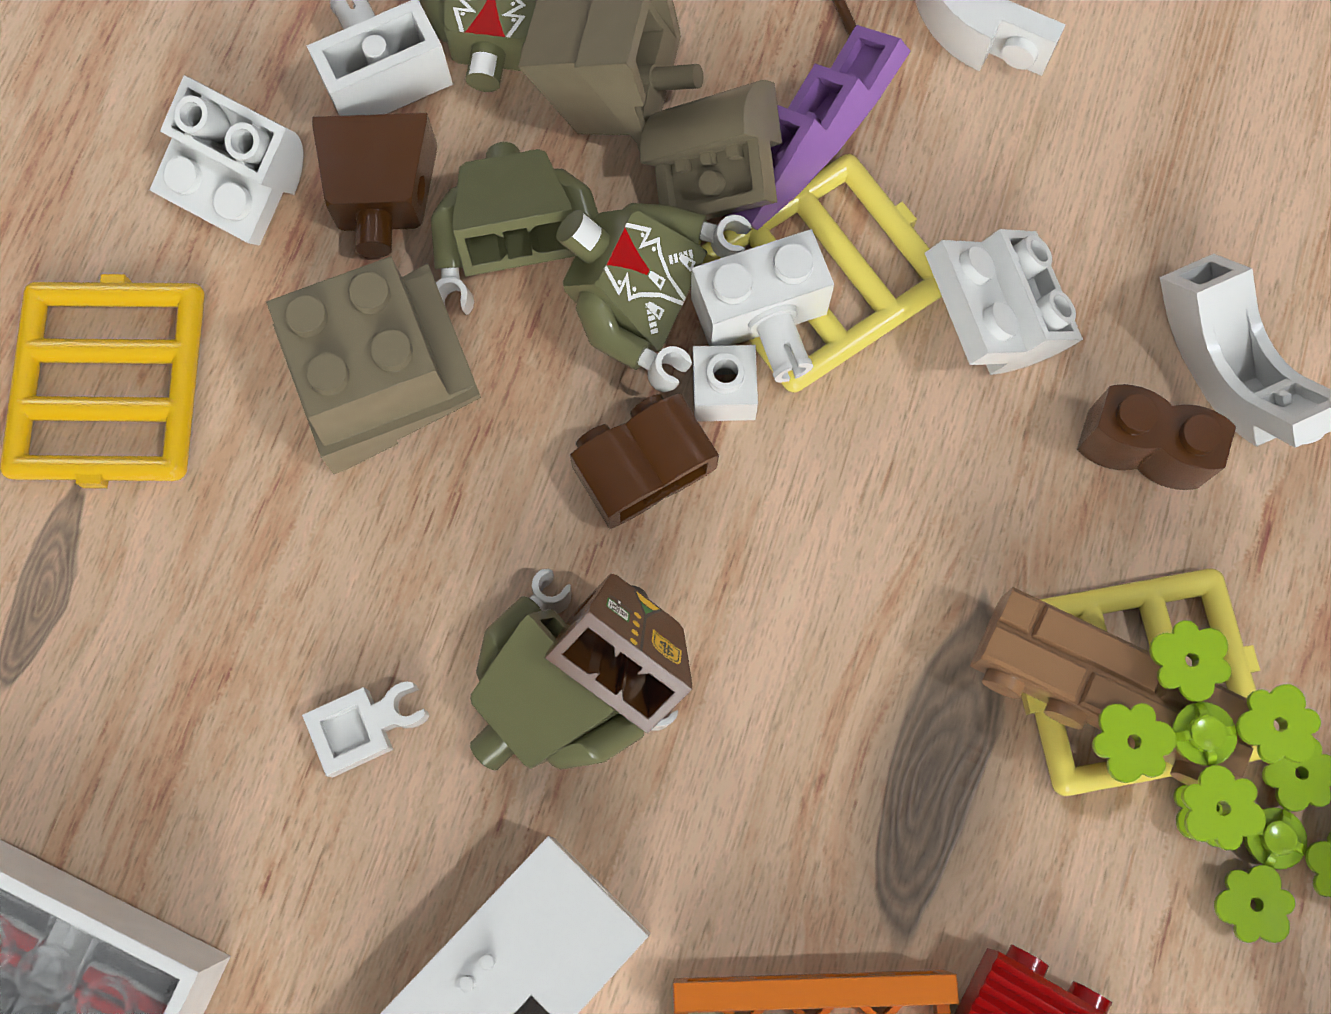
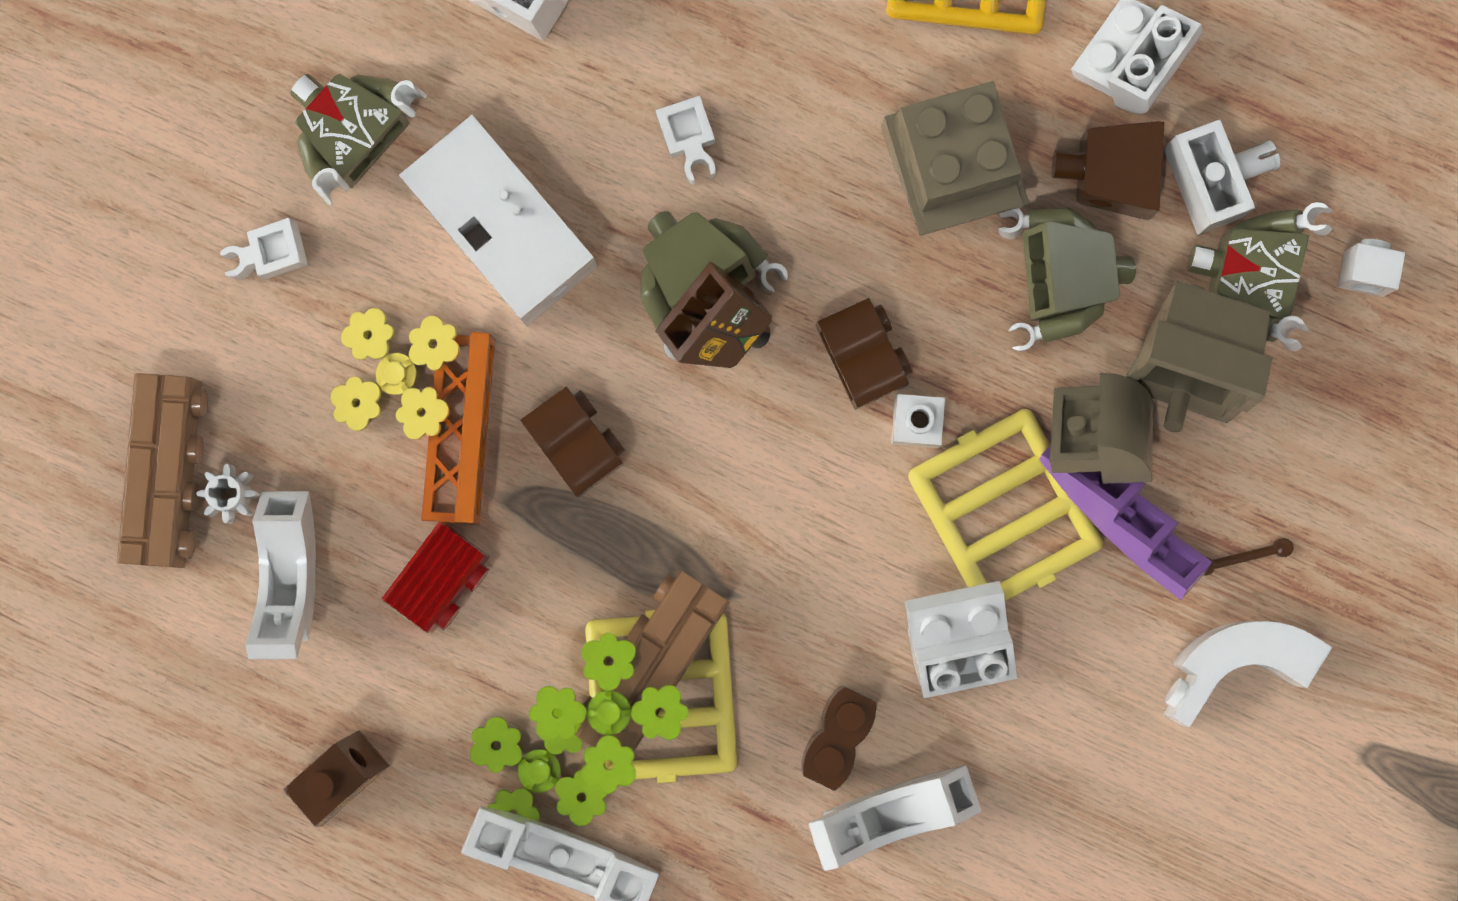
camera: 100 degrees right, 10 degrees up
(635, 277) = (1005, 359): olive torso -> none
(765, 296) = (975, 452): white brick -> none
(811, 841) = (573, 441): none -> reddish brown brick

